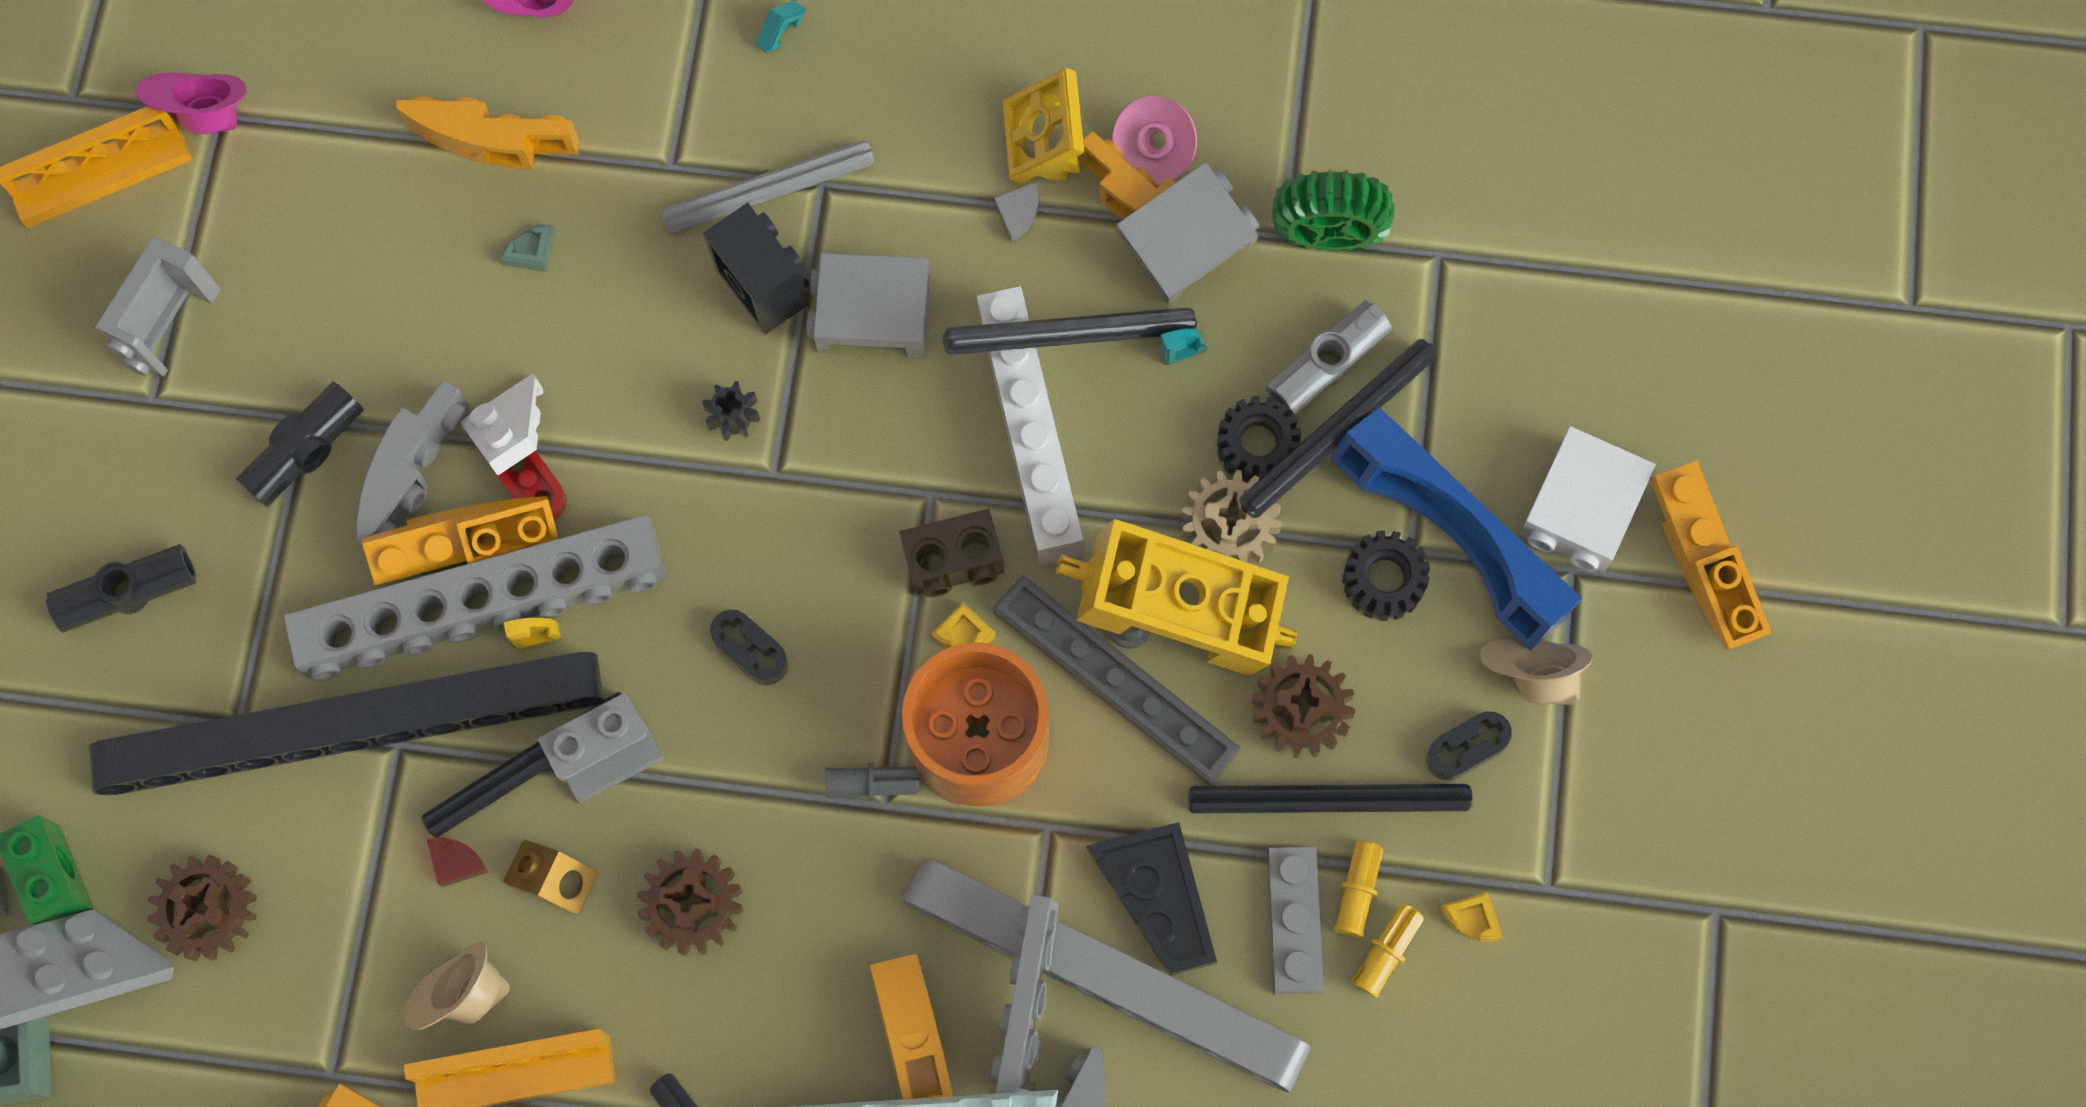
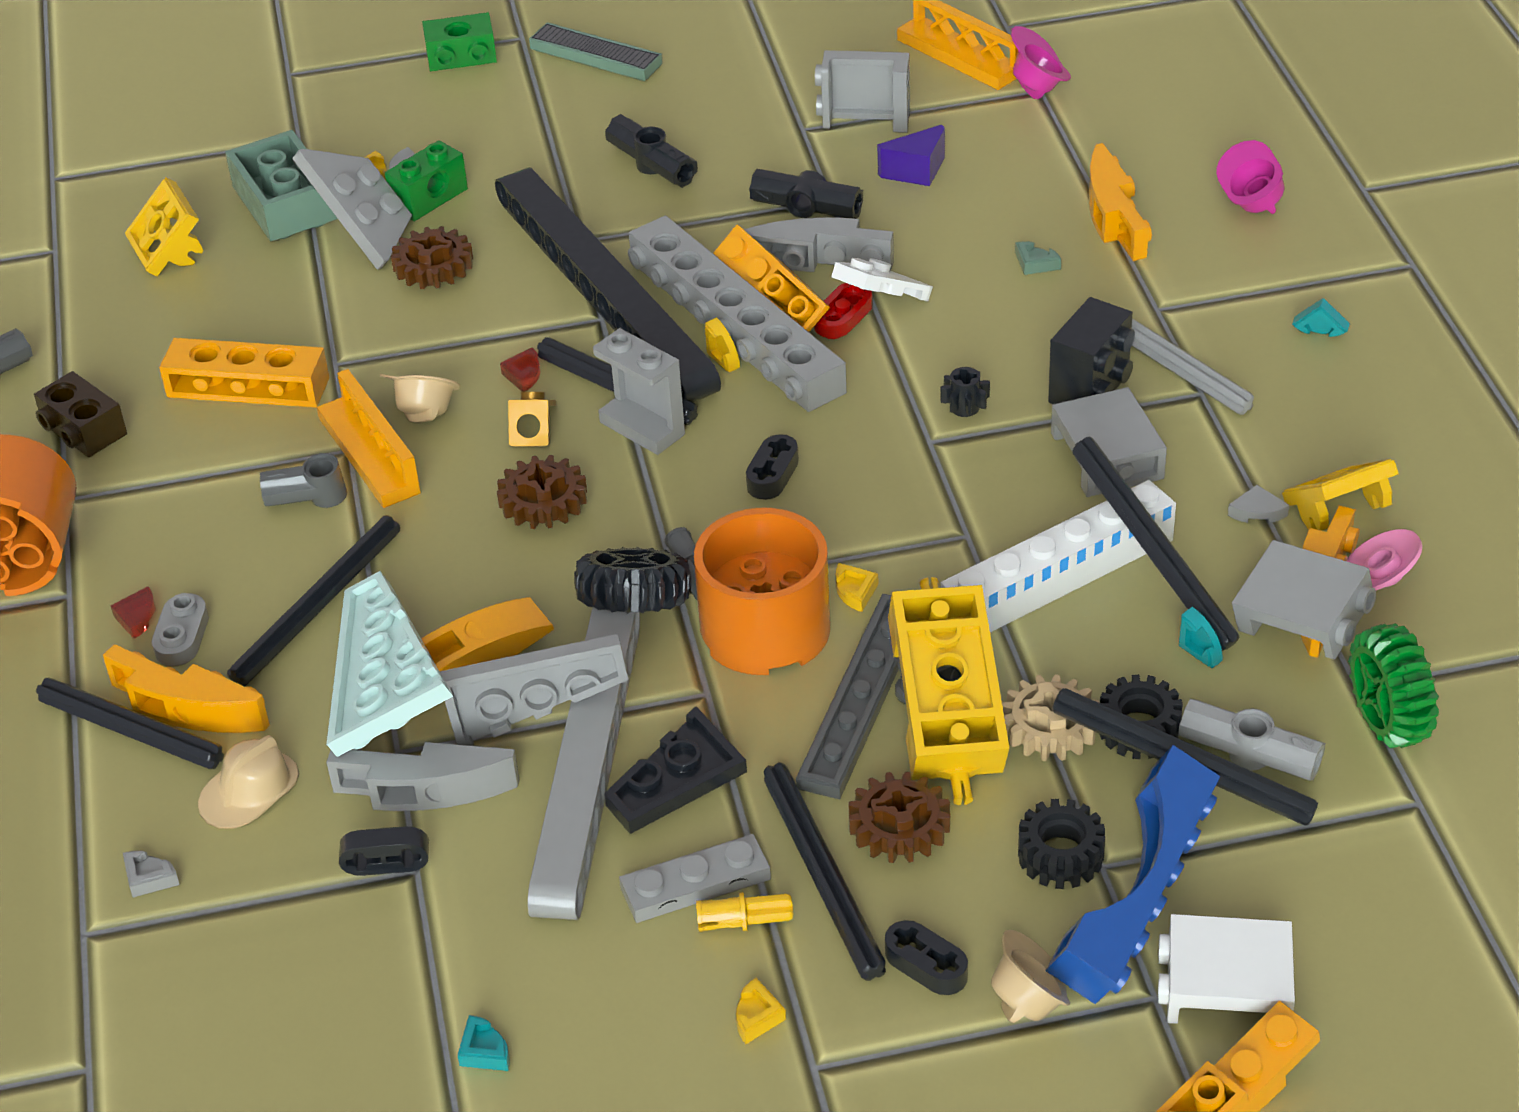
camera: 70 degrees right, 30 degrees down
(296, 302) = (913, 156): none -> dark purple slope
(895, 851) = (632, 580): none -> black gear
(948, 540) = (915, 547): dark brown brick -> none
(1387, 950) = (693, 947): yellow axle -> none

